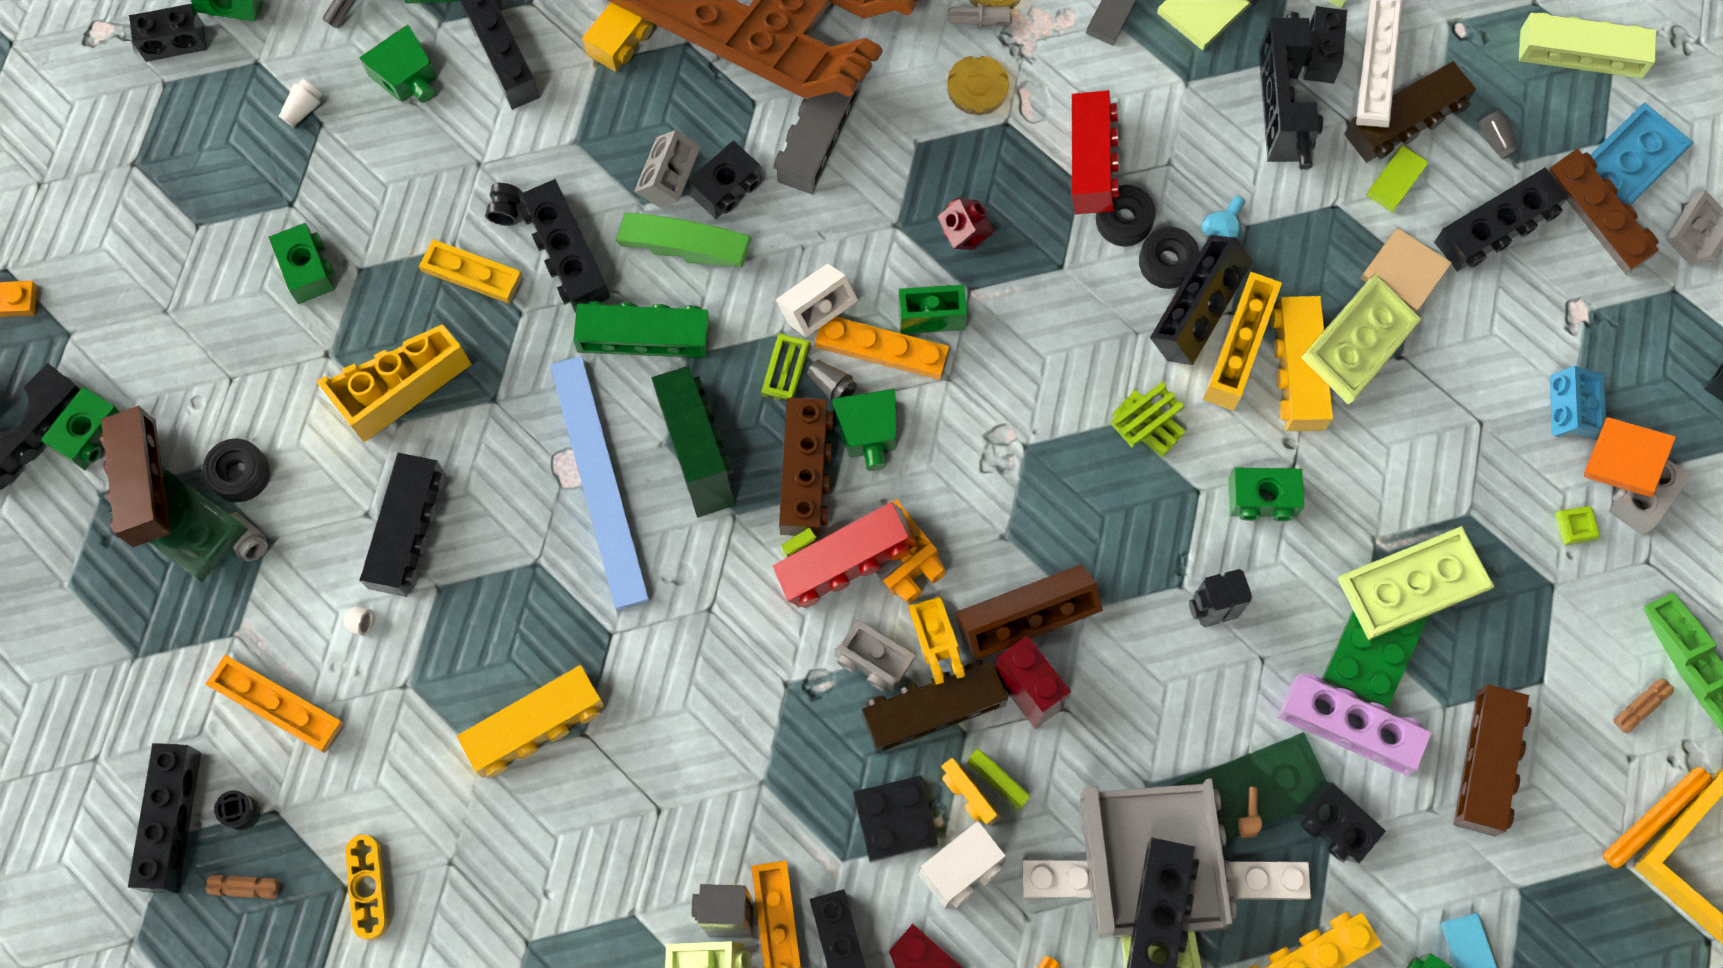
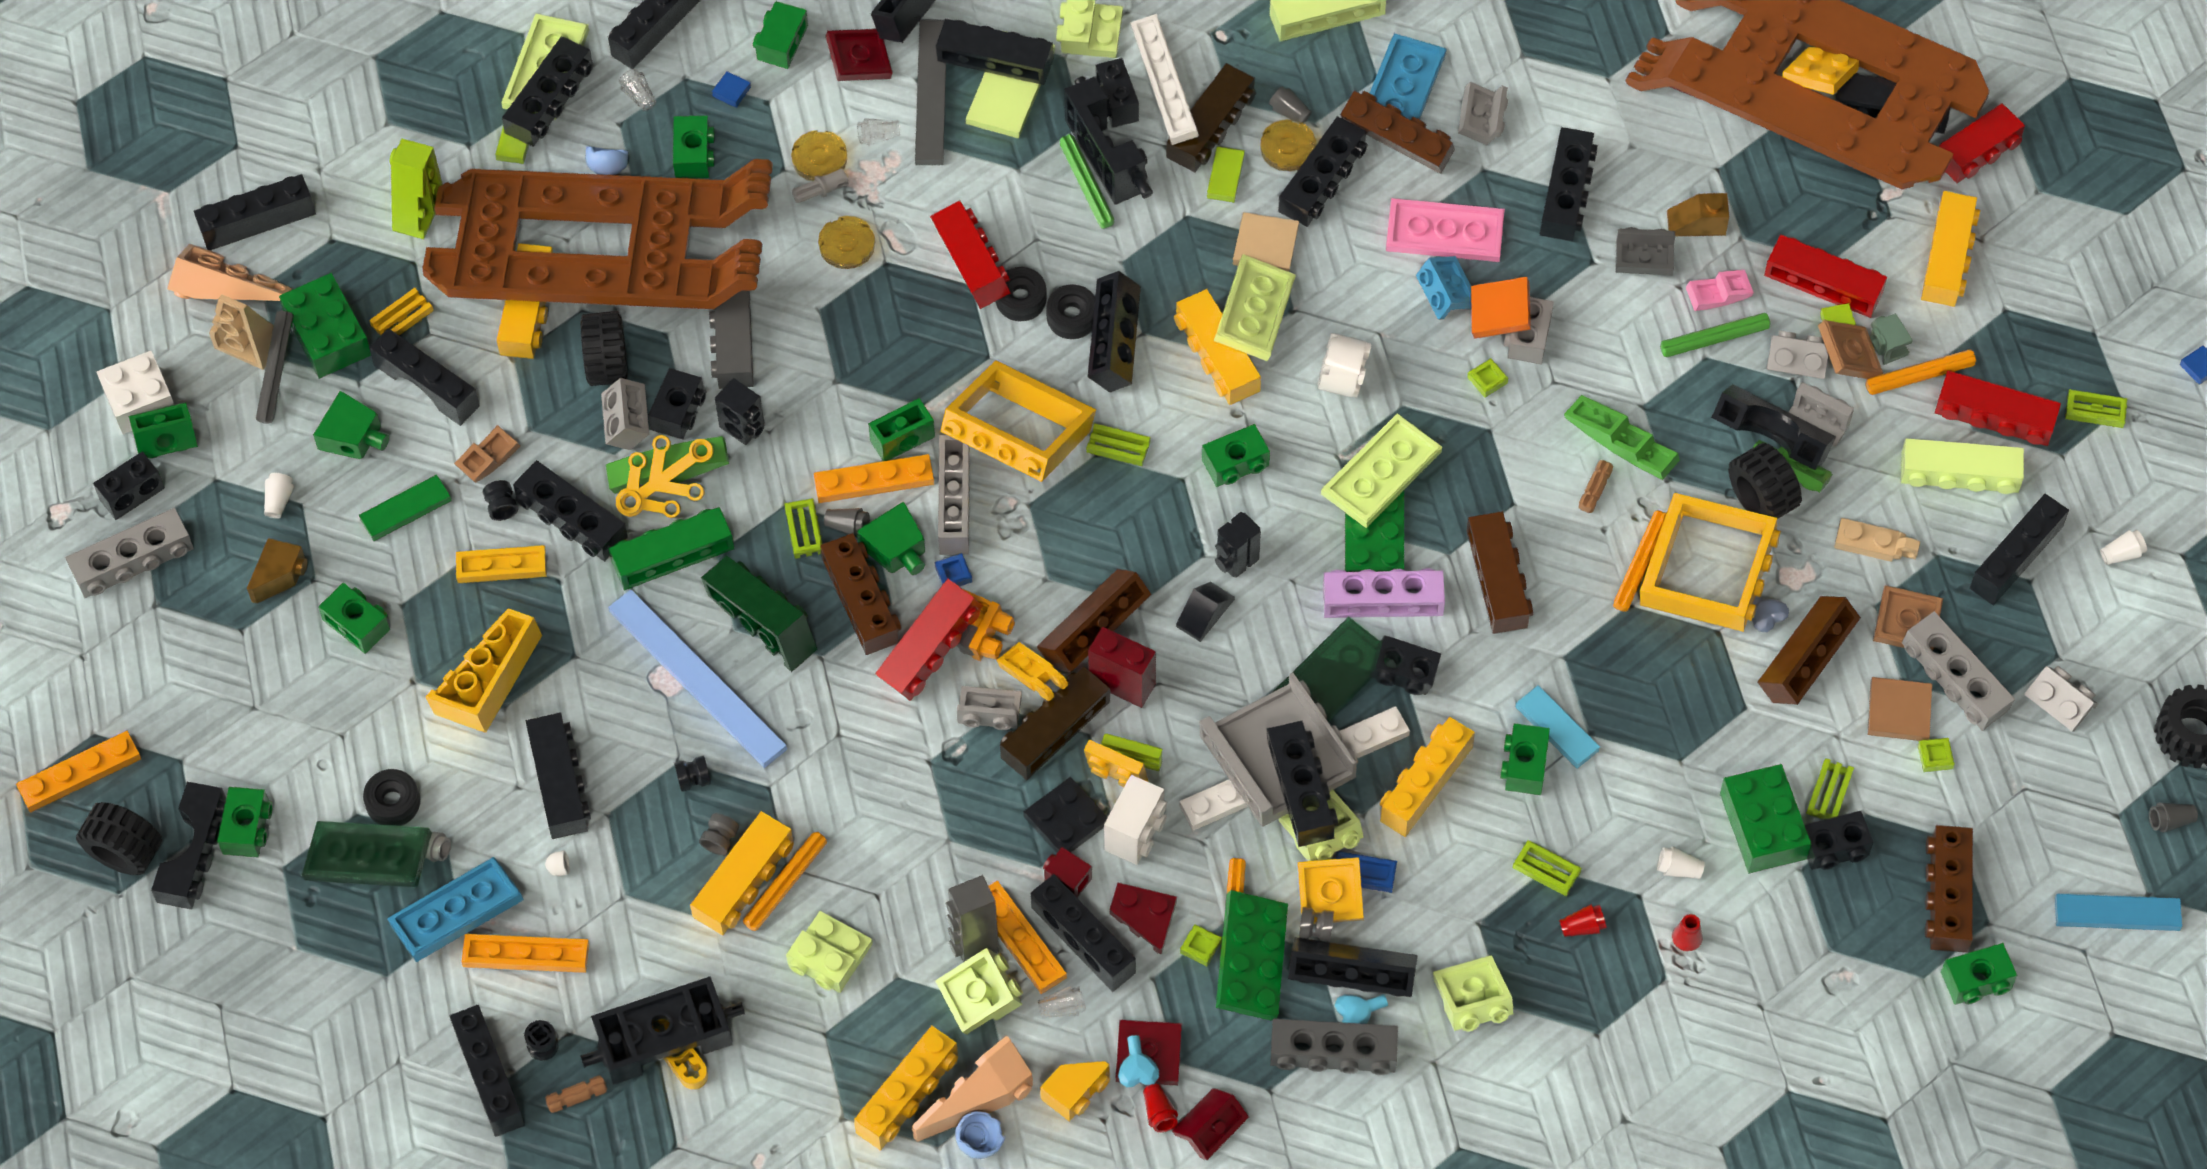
camera: 25 degrees left, 10 degrees down
(116, 94) = (138, 540): none -> light grey brick
(135, 477) = (316, 831): reddish brown brick -> none
(231, 622) = (455, 909): none -> dark azure tile
(255, 180) = (276, 570): none -> pearl gold slope
(395, 868) = (628, 1036): none -> black brick
(413, 170) = (405, 508): none -> green tile
(517, 153) = (488, 455): none -> medium nougat slope
(530, 666) = (719, 833): none -> dark grey wheel
(538, 585) = (692, 773): none -> black wheel
(571, 750) = (784, 881): none -> light orange axle
(574, 853) = (828, 952): none -> yellowish green plate
(666, 253) = (660, 480): none -> yellow plant
(678, 91) = (603, 347): none -> black tyre
(779, 217) = (739, 412): none -> black brick
(798, 543) = (885, 649): lime tile -> none
(816, 300) = (803, 463): white brick -> none
(863, 887) = (1069, 870): none -> dark red brick
(912, 485) = (955, 569): none -> blue tile
(951, 403) = (953, 496): none -> light grey brick
(965, 223) = (894, 353): dark red brick -> none
(1084, 331) = (1031, 395): none -> yellow window
(1152, 650) = (1203, 610): none -> black slope
(1167, 398) = (1123, 418): lime tile -> none
(1225, 221) = (1103, 264): medium azure rock -> none
(1242, 341) = (1162, 349): yellow brick -> none
(1250, 125) = (1086, 181): none -> bright green axle
(1252, 824) = (1339, 697): medium nougat hand -> none
(1427, 445) = (1344, 365): none -> white brick
(1476, 175) = (1287, 145): none -> clear yellow tile
(1604, 339) = (1445, 230): none -> bright pink tile

